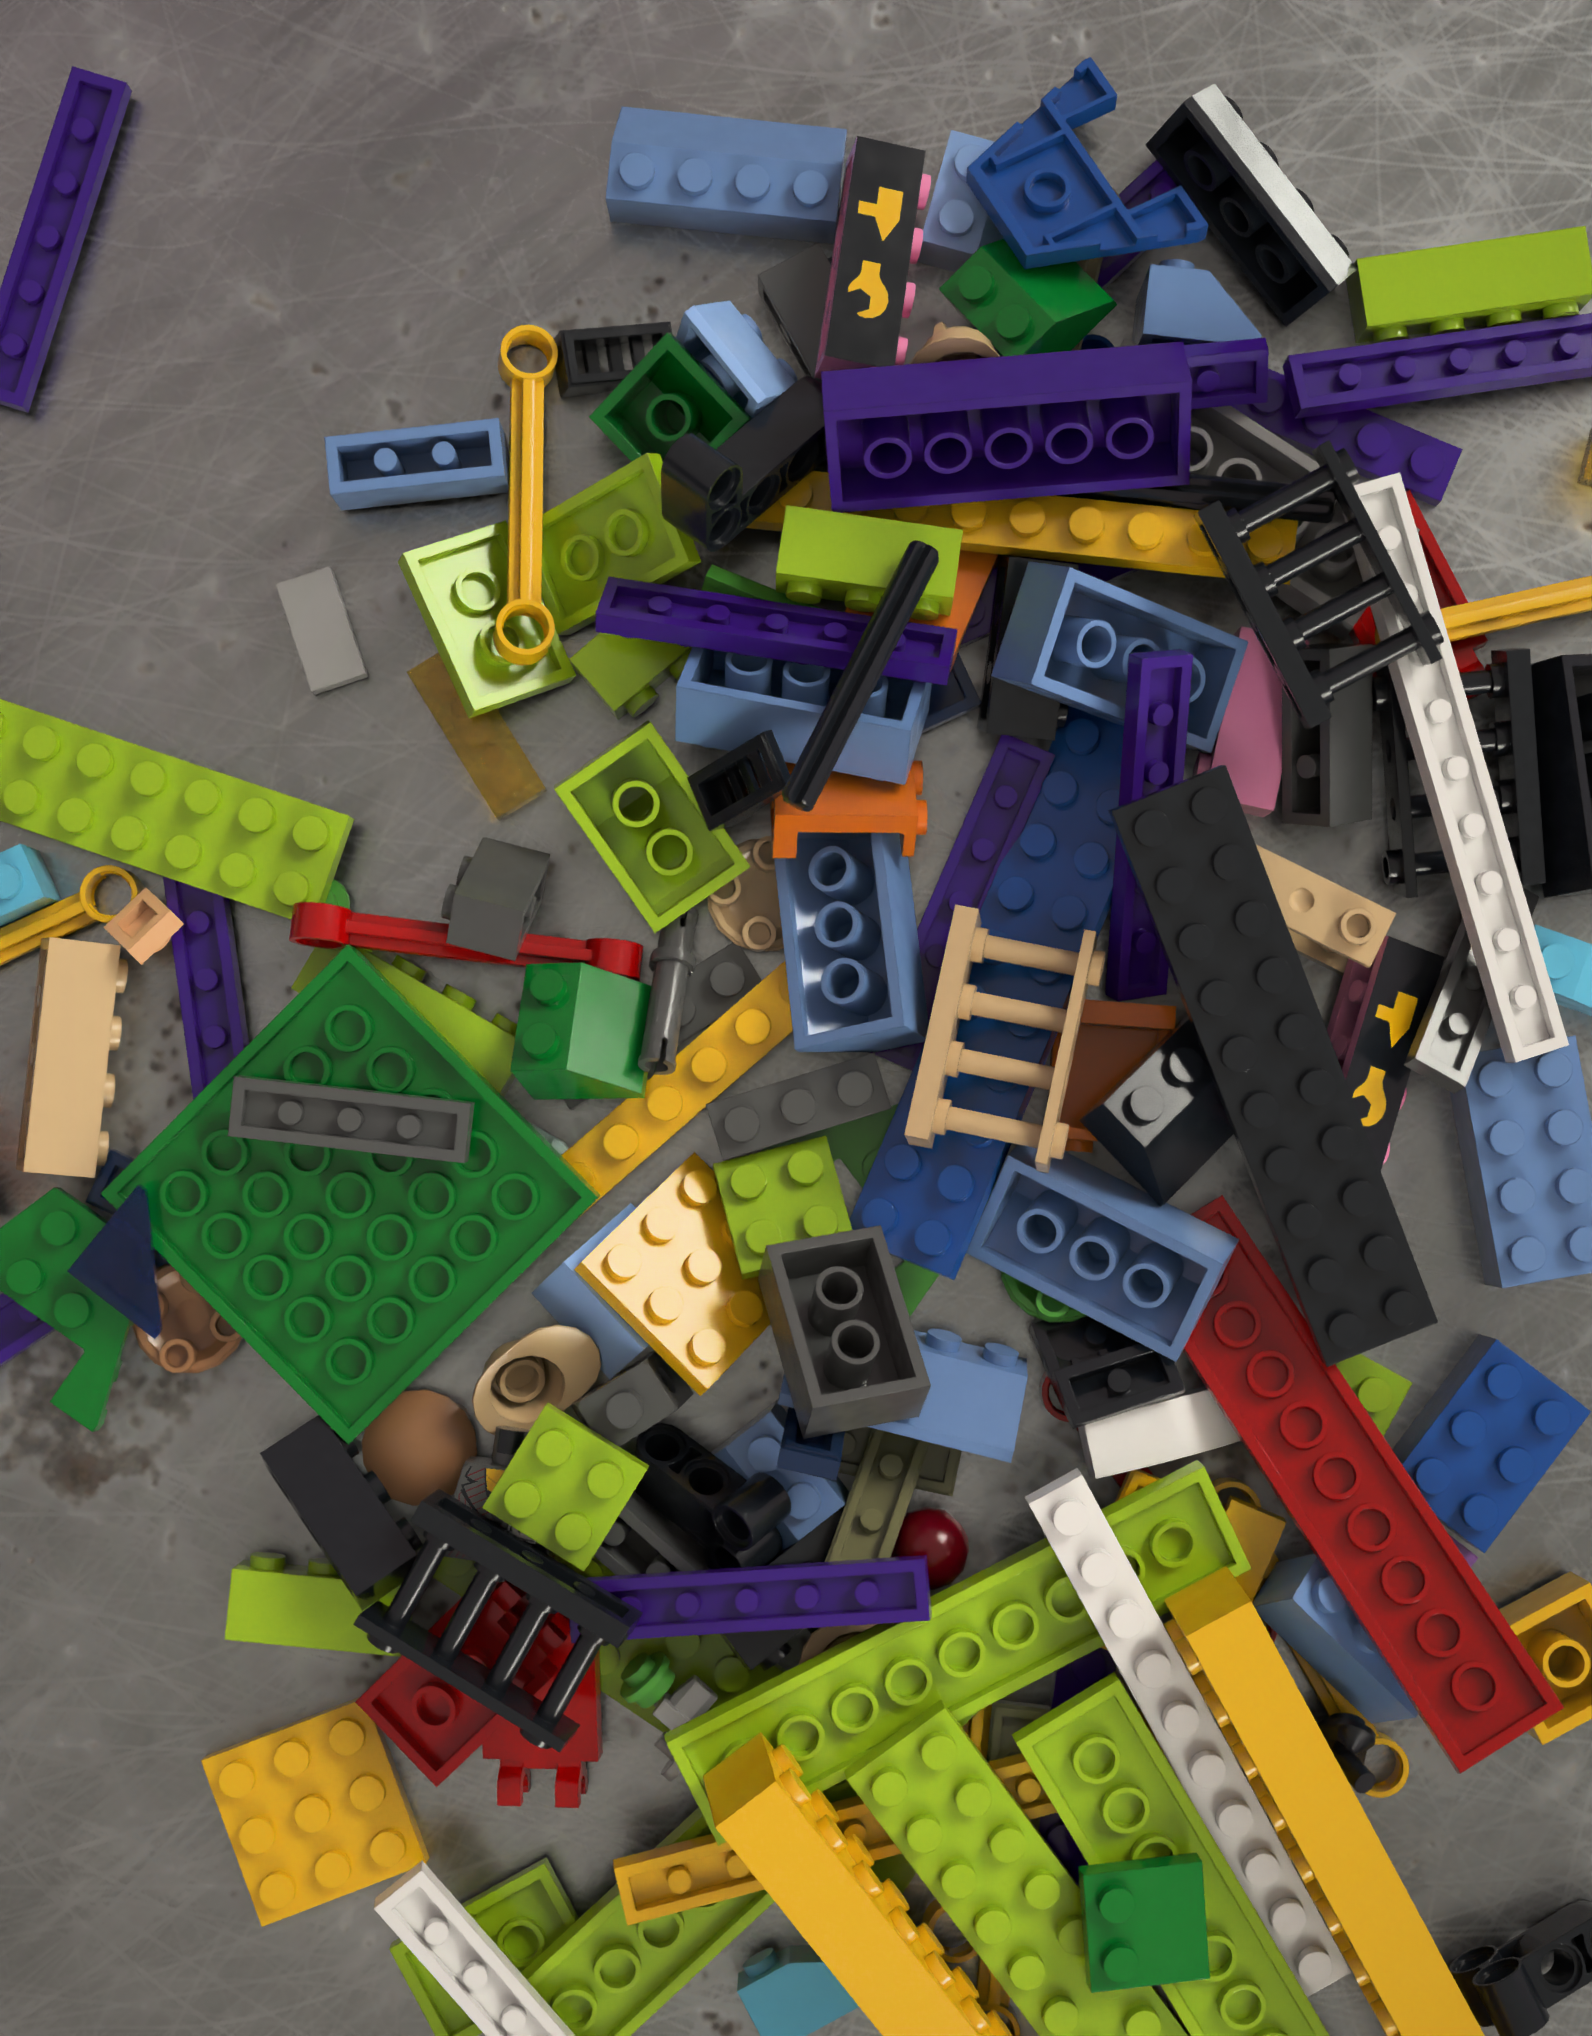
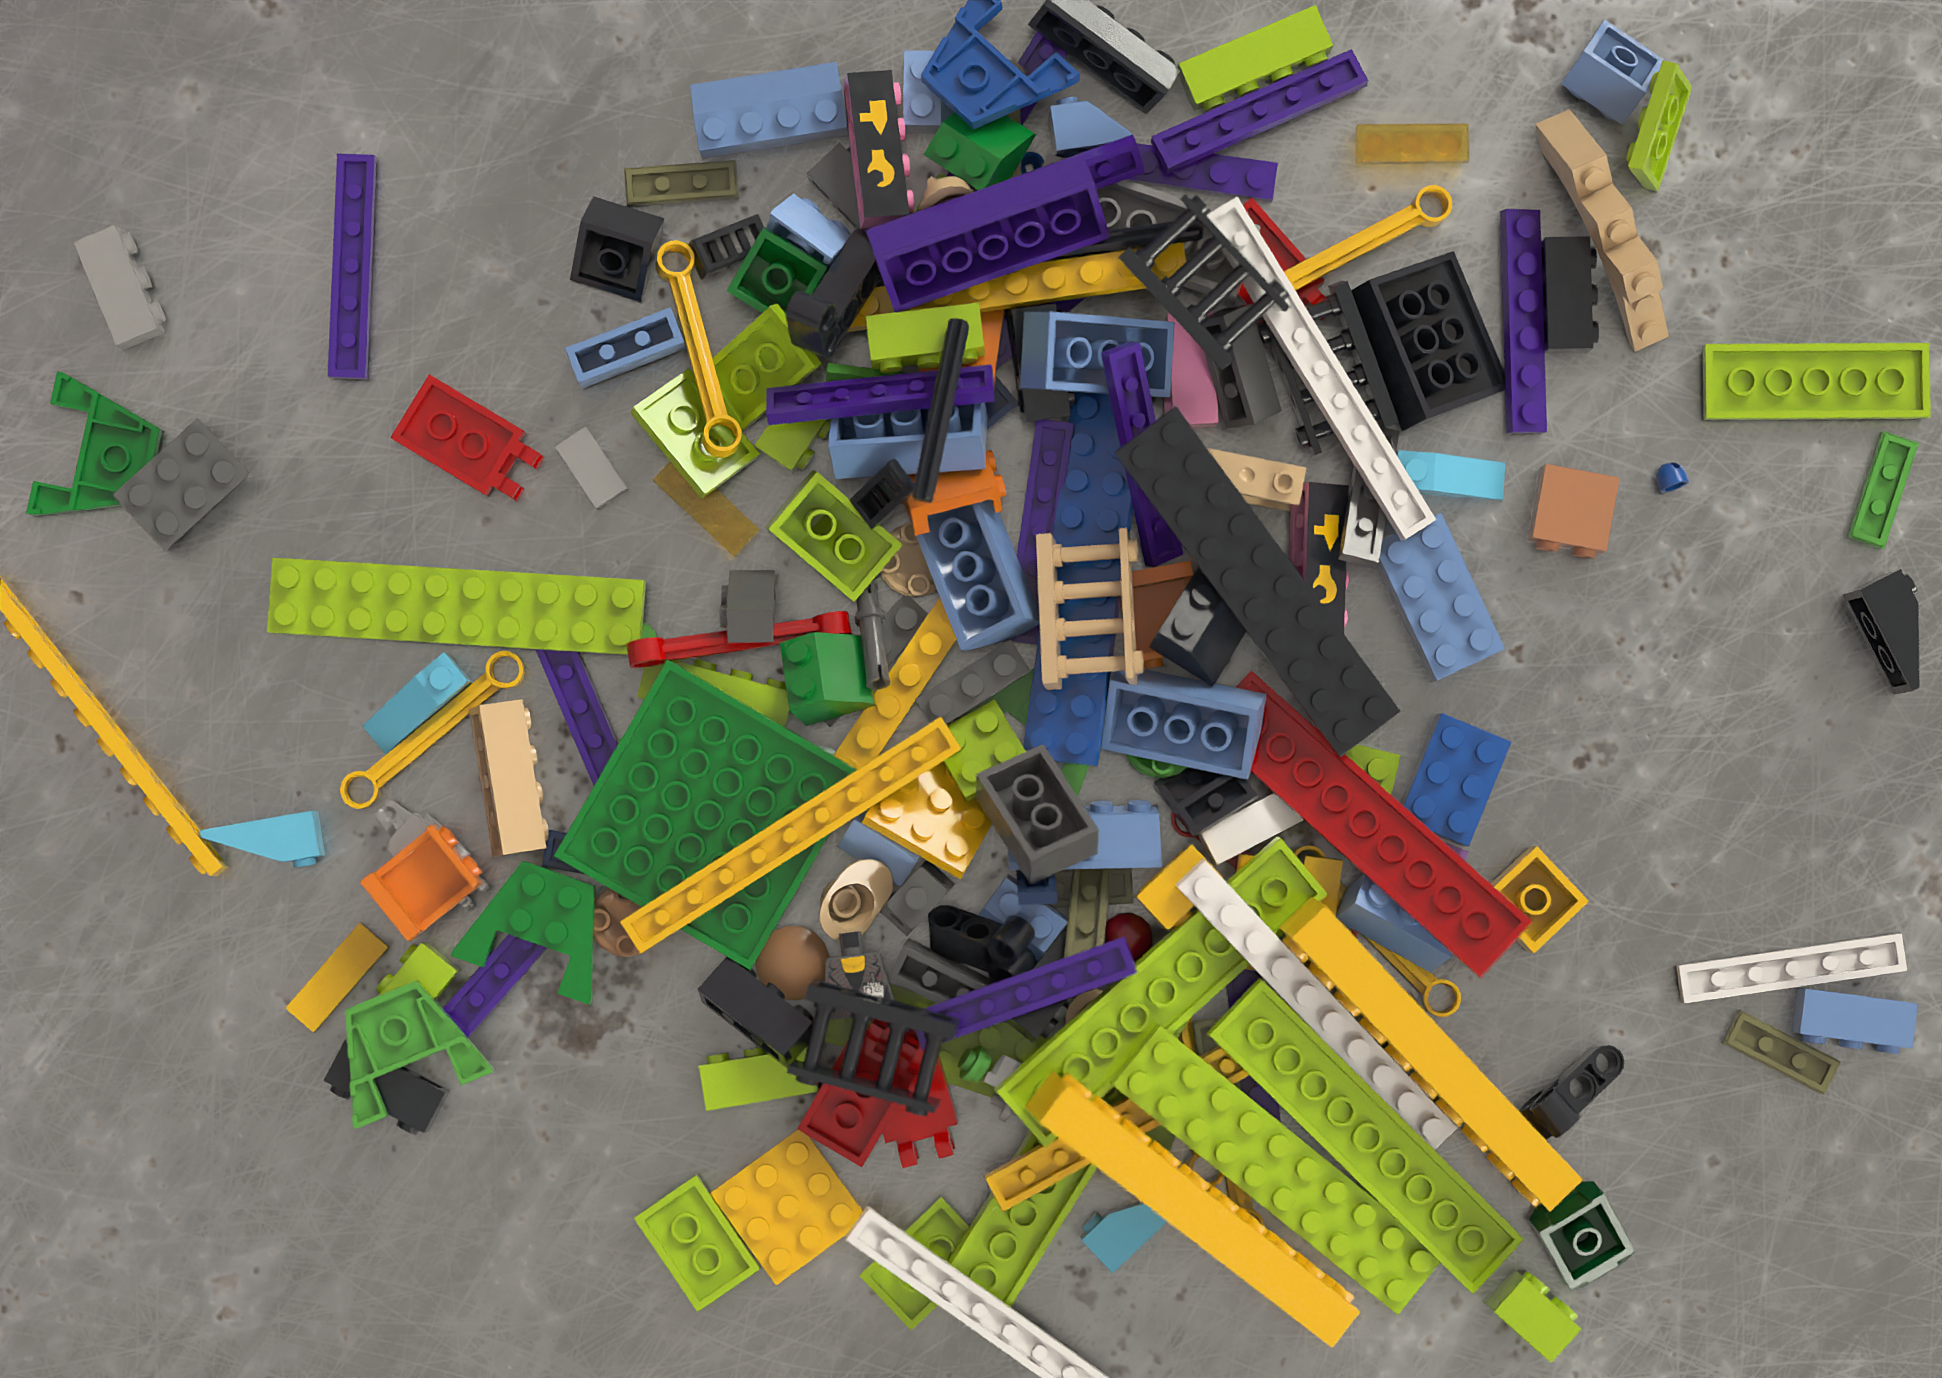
camera: 25 degrees left, 0 degrees up
(122, 1264) = (580, 894): clear blue tile -> none
(144, 926) = (533, 682): light nougat plate -> none
(146, 538) = (464, 438): none -> red tile
(161, 1831) = (697, 1243): none -> lime plate
(351, 1119) = (699, 766): dark grey plate -> none
(445, 314) = (616, 248): none -> black slope
(462, 1260) = (790, 834): none -> yellow plate
(565, 1486) = (892, 955): lime plate -> none
(569, 247) = (681, 183): none -> olive tile
(998, 1490) = (1160, 894): none -> yellow brick
(1144, 1922) = (1317, 1125): green plate -> none
(1349, 1742) = (1417, 985): black plate -> none

